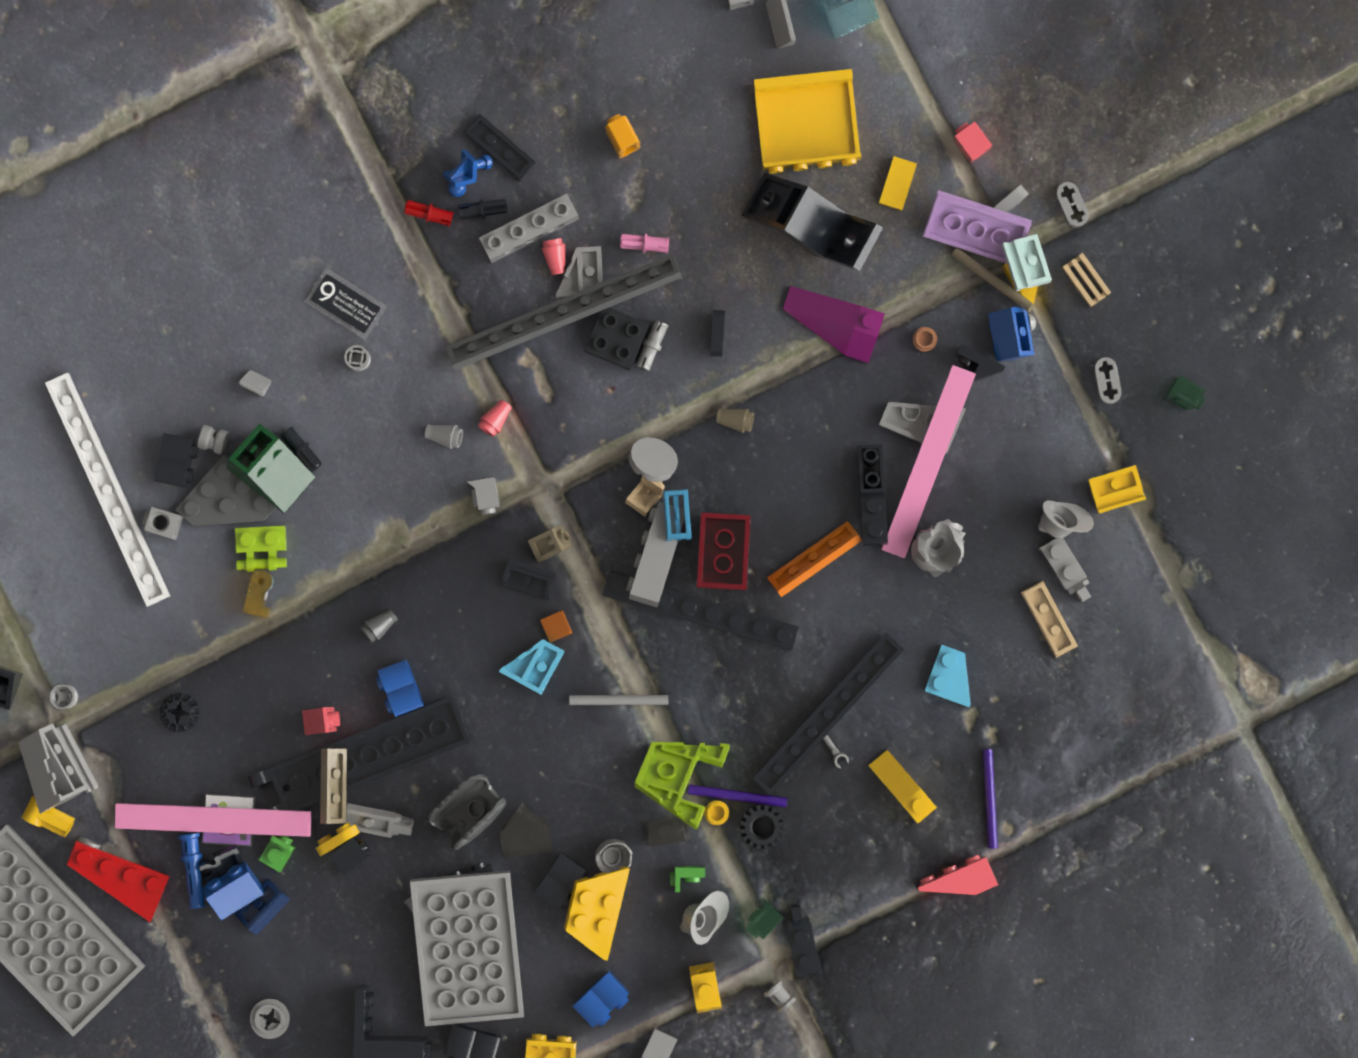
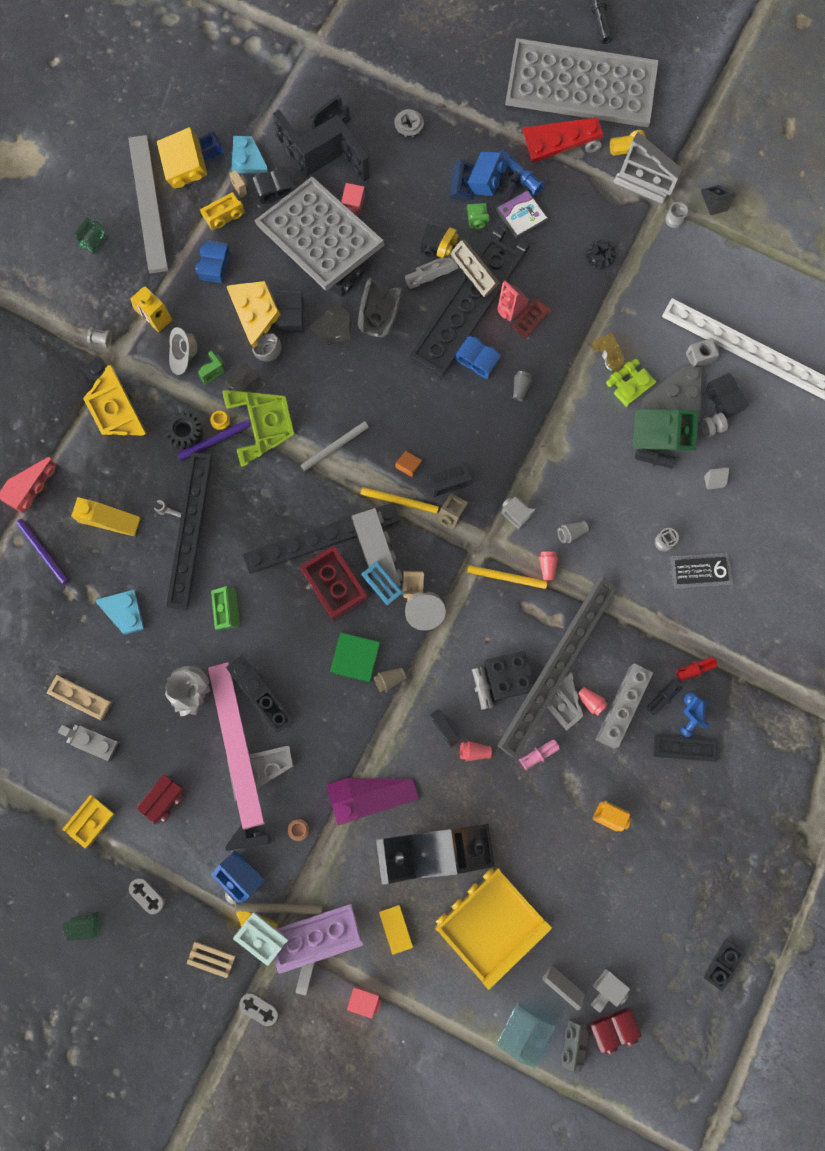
camera: 135 degrees right, 10 degrees down
(213, 819) = (530, 205): bright pink tile -> none
(288, 691) = (535, 303): none -> clear red slope
(401, 965) = (353, 198): none -> coral brick
(534, 666) = (404, 428): medium azure wing -> none
(544, 437) = (507, 576): none -> yellow bar
(594, 594) = (399, 500): none -> yellow bar
(706, 292) = (474, 751): none -> coral cone
(754, 465) = (355, 657): none -> green tile
(763, 920) = (142, 375): clear green window -> none
(814, 559) = (269, 623): orange plate -> none
(818, 902) = (112, 406): none -> yellow wing
(847, 607) = (225, 608): none -> bright green slope
(1034, 460) = (161, 800): none -> dark red brick
(1064, 518) = (111, 773): light grey piece -> none

